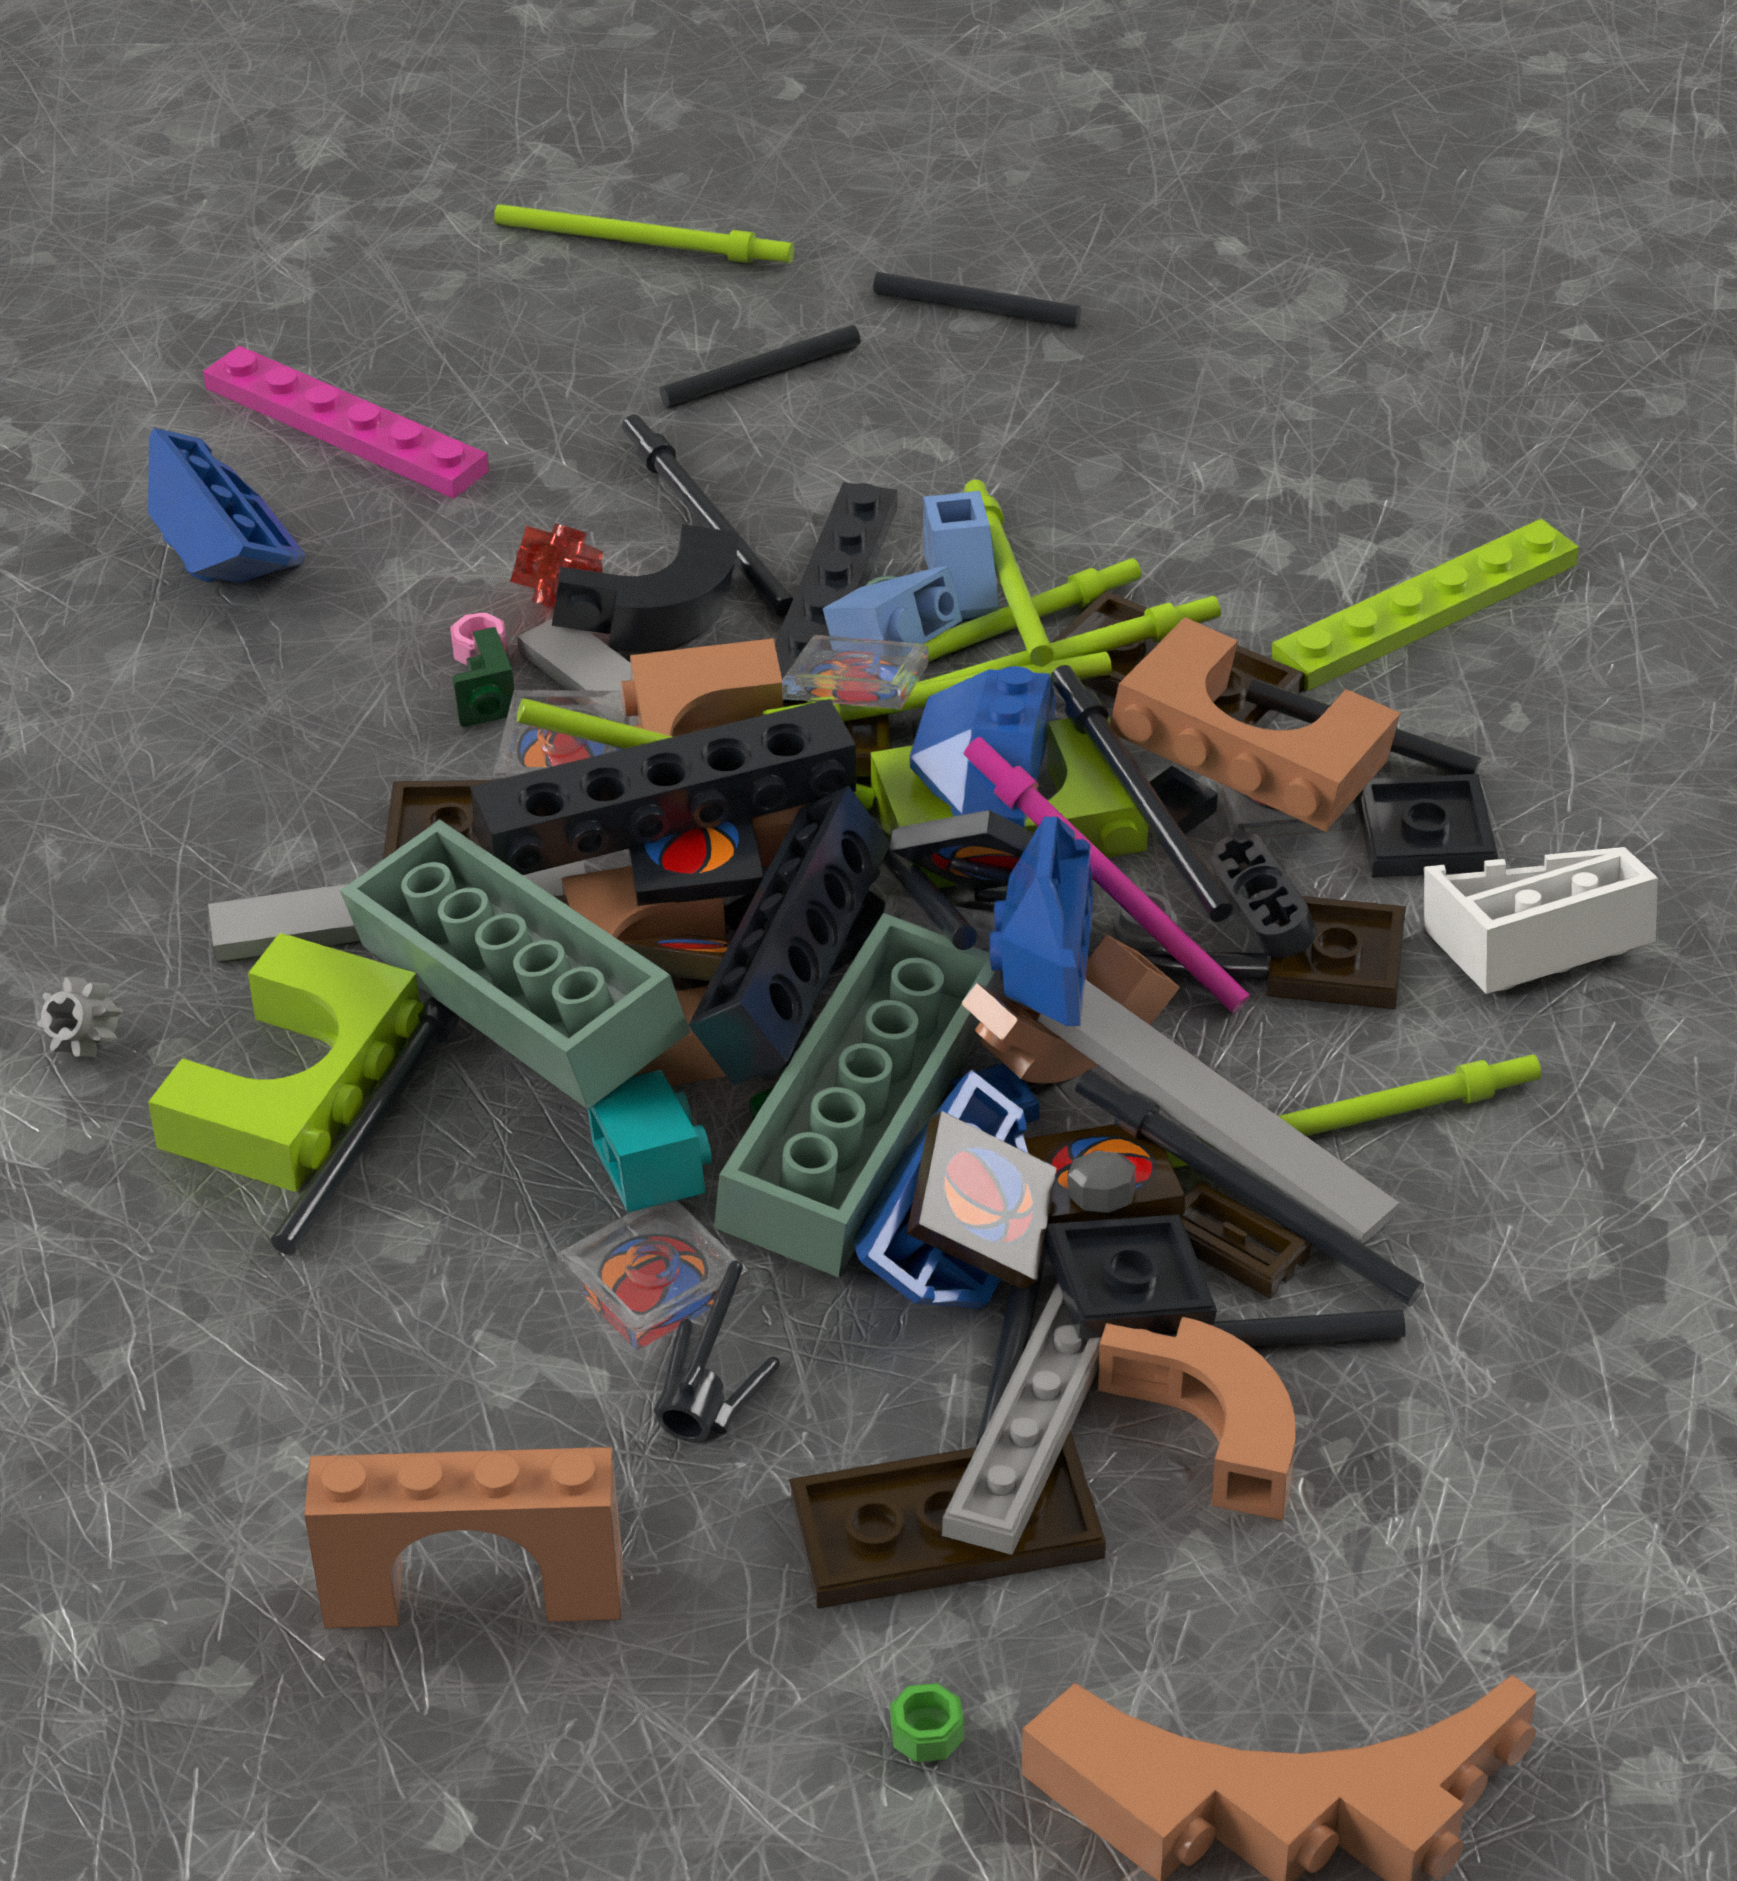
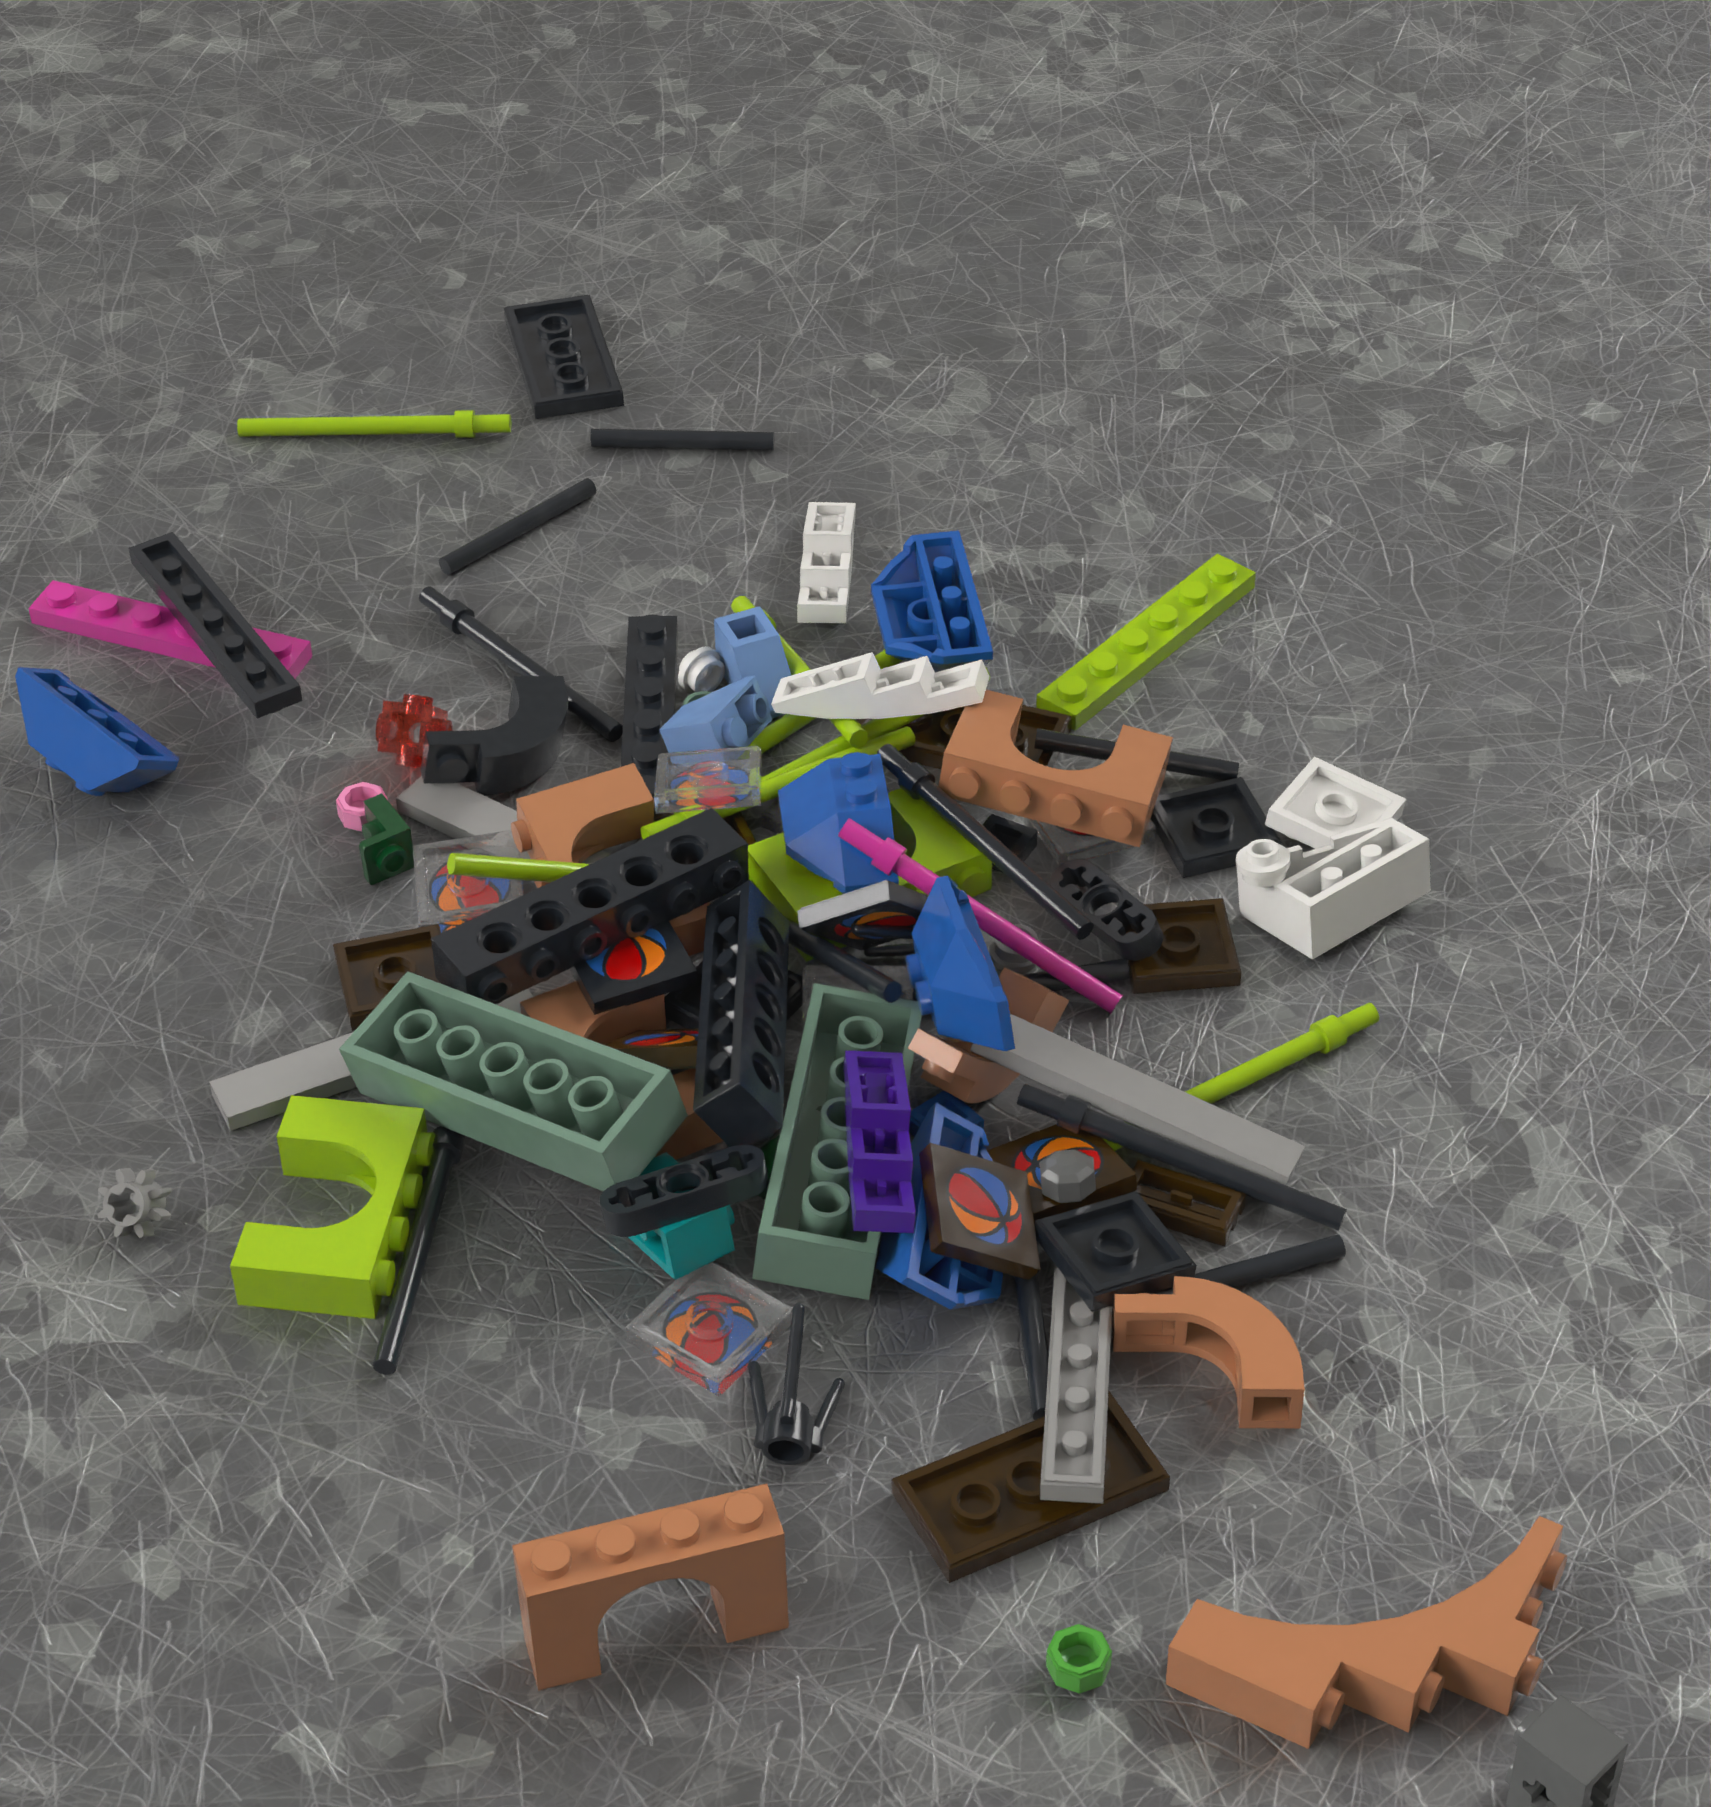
camera: 15 degrees left, 0 degrees up
(385, 419) = (215, 625): none -> black plate
(687, 1110) = (650, 1199): none -> black beam
(877, 190) = (563, 356): none -> black tile
(887, 1100) = (878, 1142): none -> dark purple slope
(900, 552) = (701, 670): none -> white plate
(1062, 602) = (864, 691): none -> white slope
(1087, 458) = (826, 563): none -> white slope
(1179, 522) = (931, 604): none -> blue wedge
(1449, 871) = (1263, 863): none -> white plate
(1568, 816) = (1329, 802): none -> white plate

